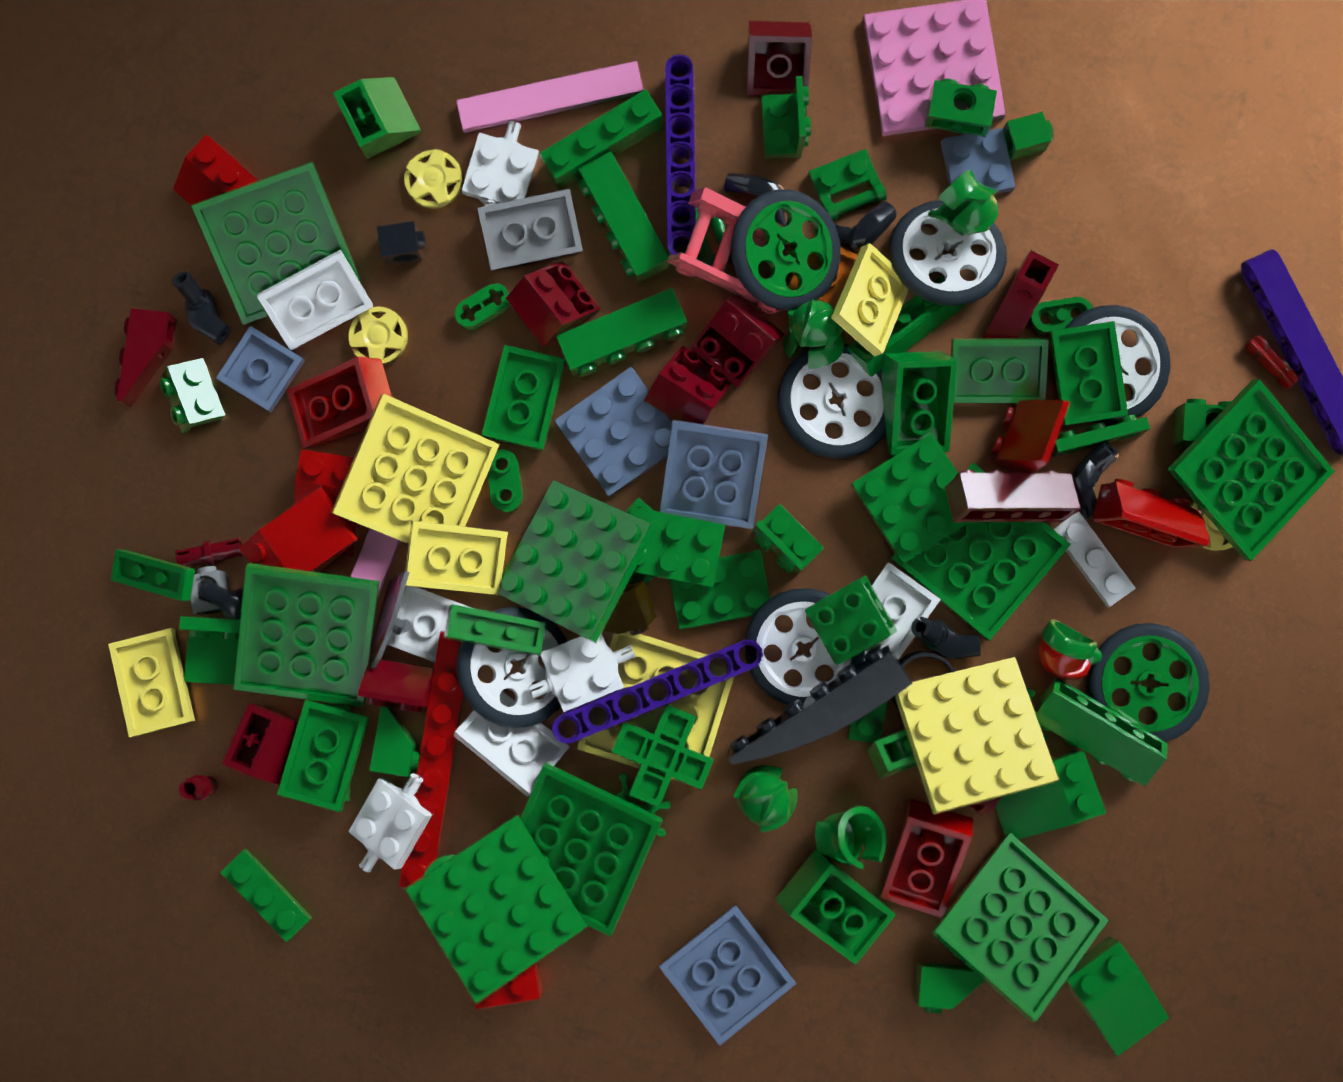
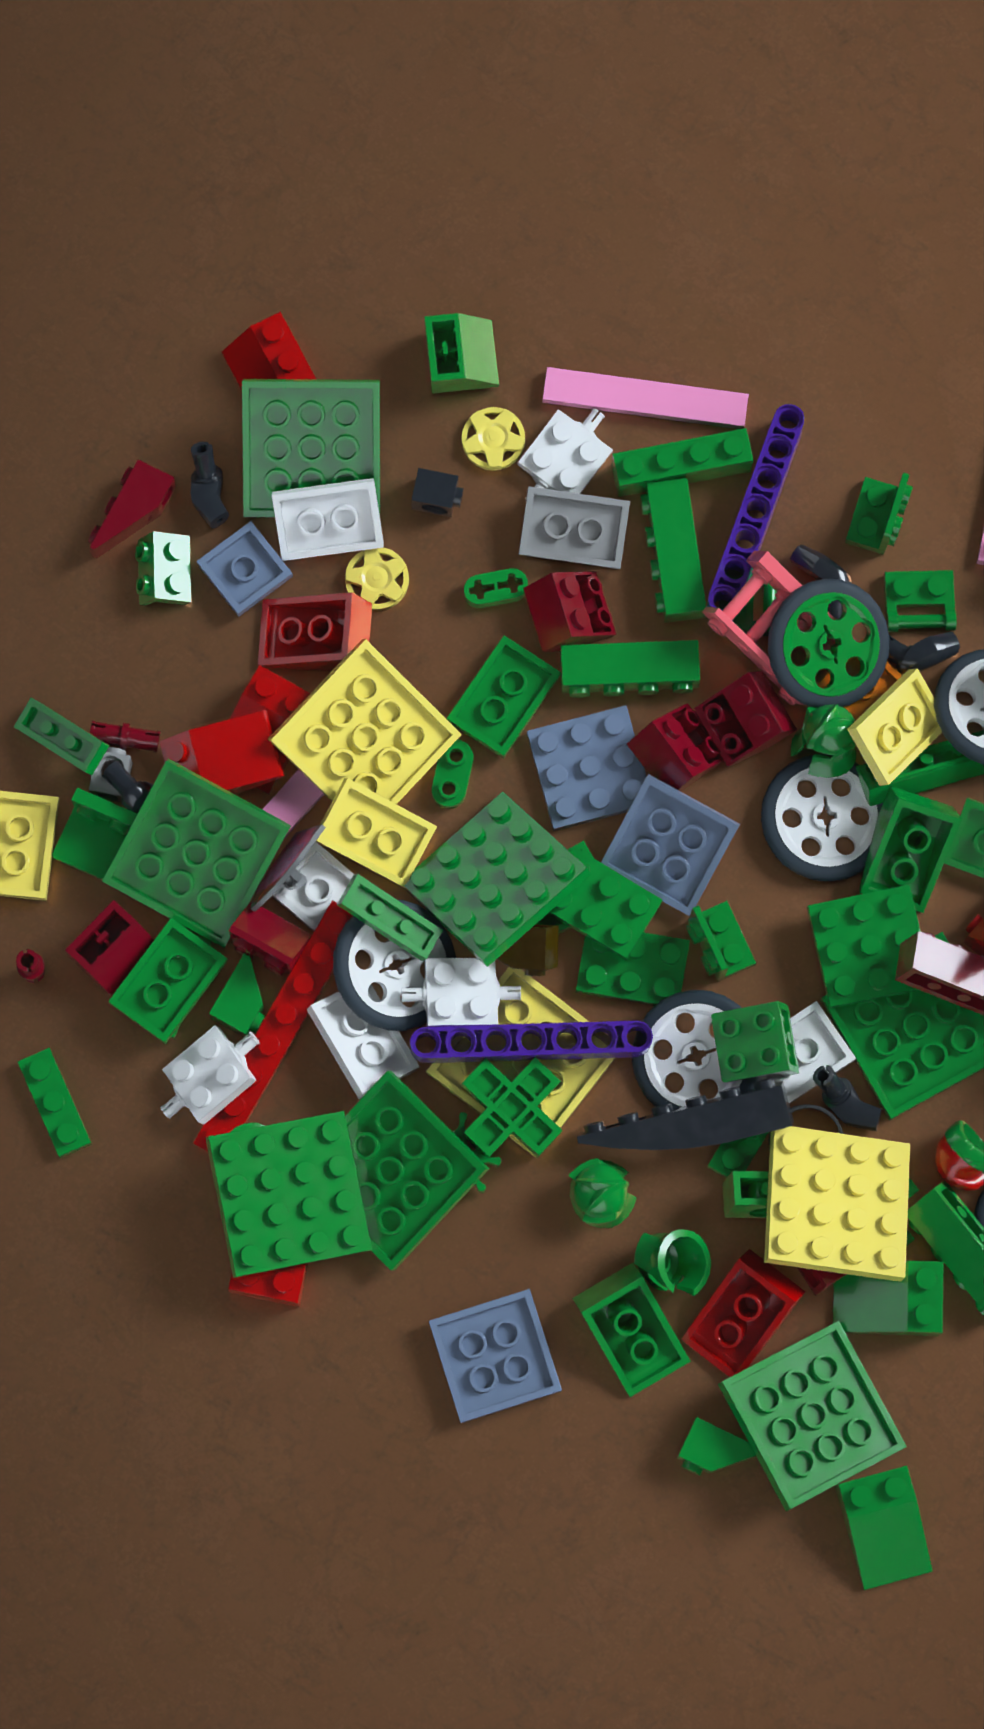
camera: 15 degrees right, 5 degrees down
(777, 56) = (896, 442): dark red slope -> none

